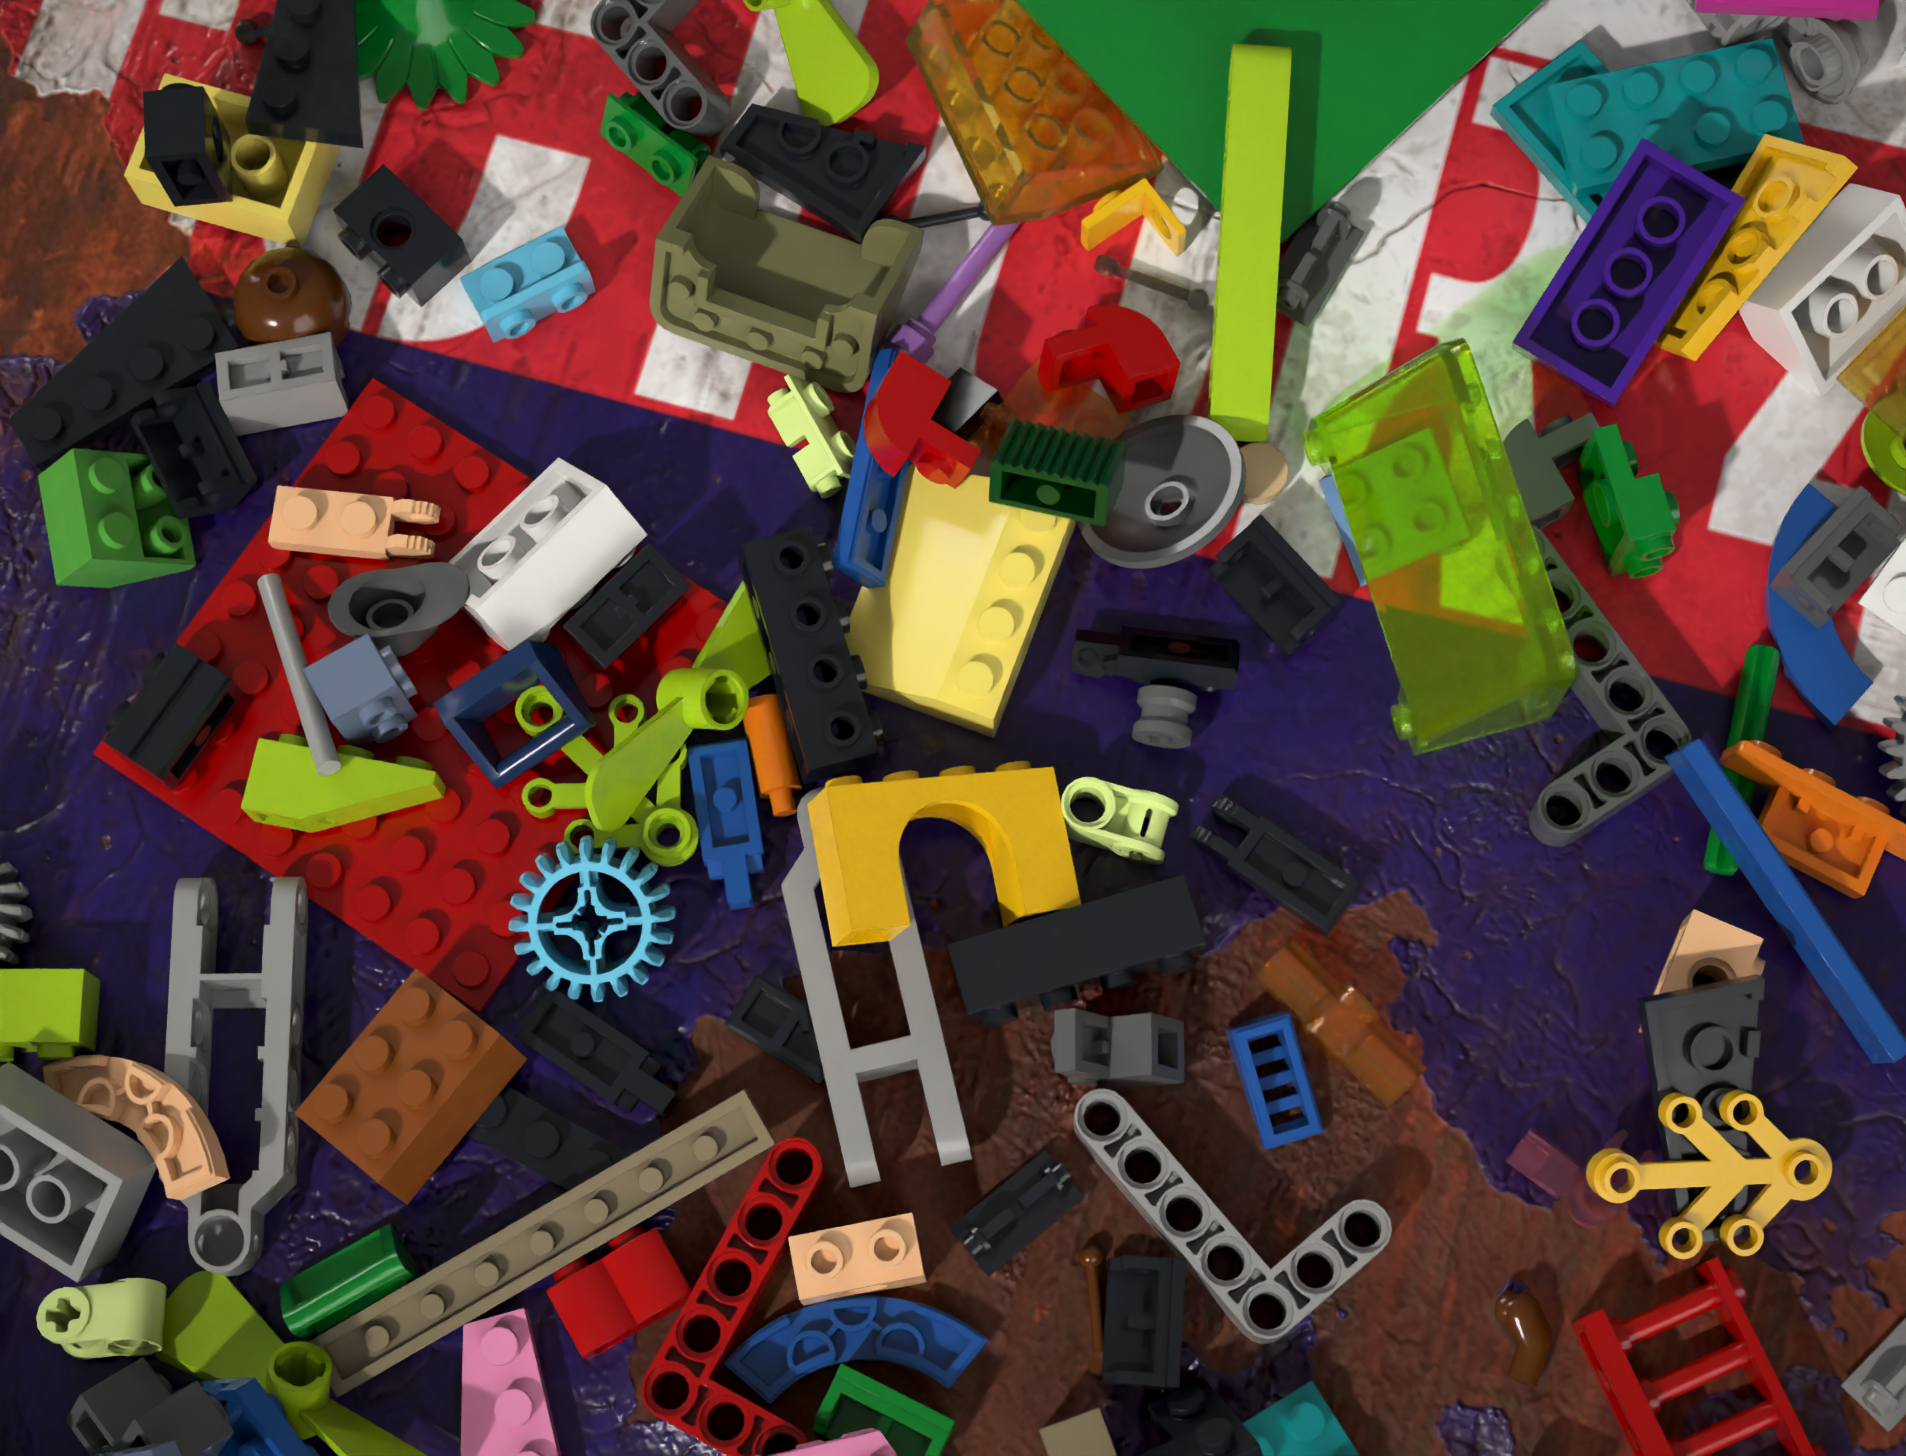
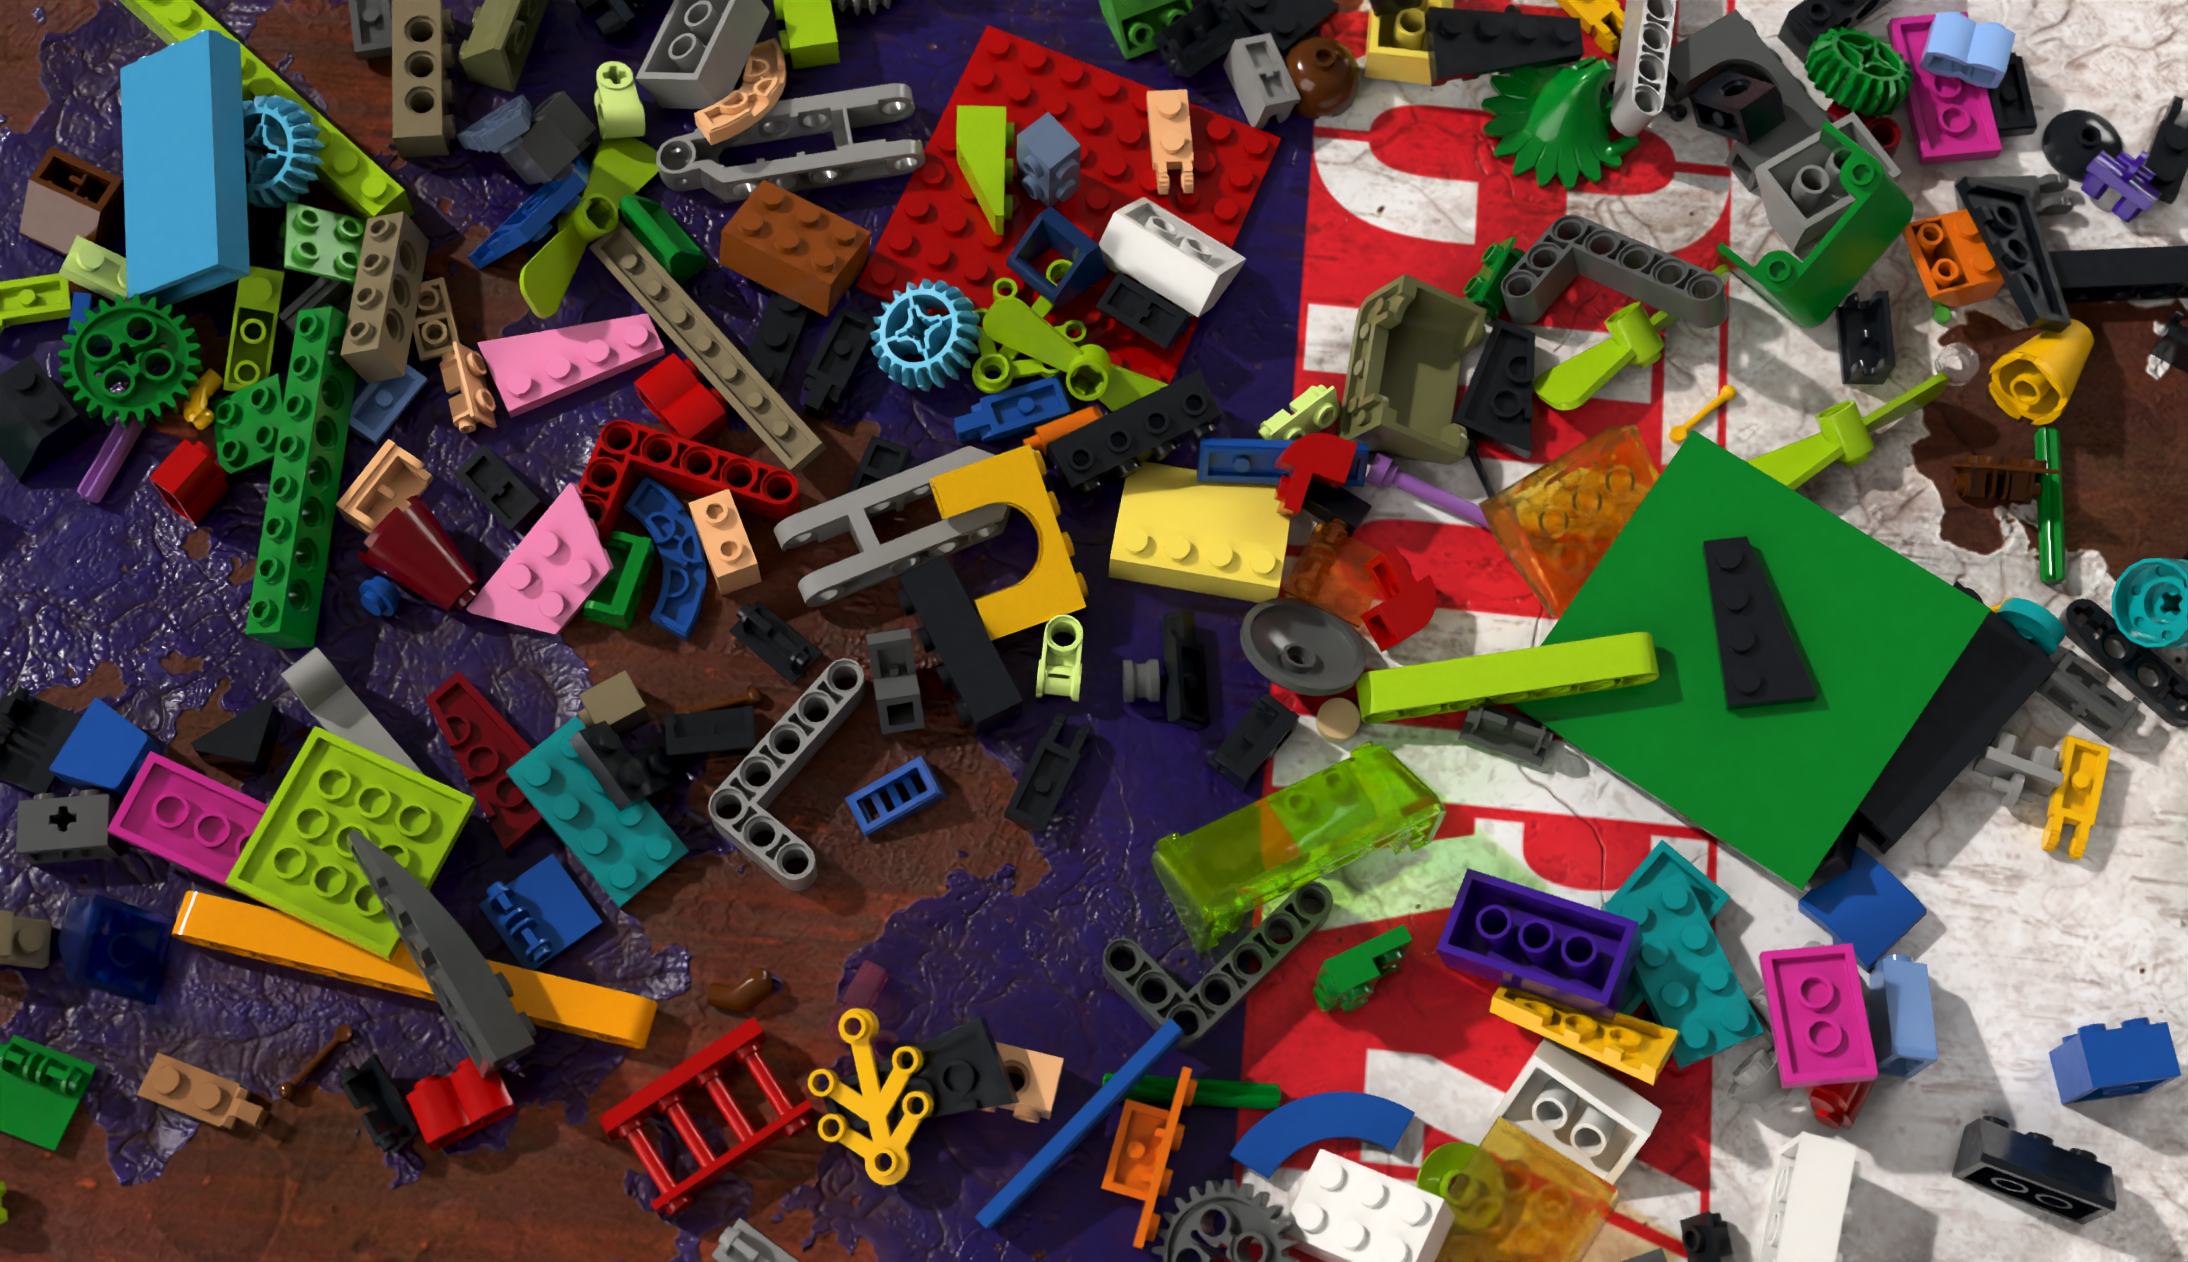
camera: 70 degrees right, 5 degrees down
(171, 715) = (1015, 58): black brick -> none
(294, 661) = (1066, 119): light grey bar -> none
(386, 208) = (1377, 152): black brick -> none
(399, 604) = (1114, 172): dark grey piece -> none
(528, 285) = (1369, 220): medium azure bracket -> none
(1057, 472) = (1293, 564): dark green brick -> none
(1120, 209) = (1514, 591): yellow bracket -> none
(1196, 299) = (1472, 598): clear smoke hinge -> none
(1340, 1023) = (941, 832): clear orange piece -> none
(1537, 463) = (1376, 902): dark grey brick -> none
(1838, 558) = (1354, 1131): dark grey hinge -> none

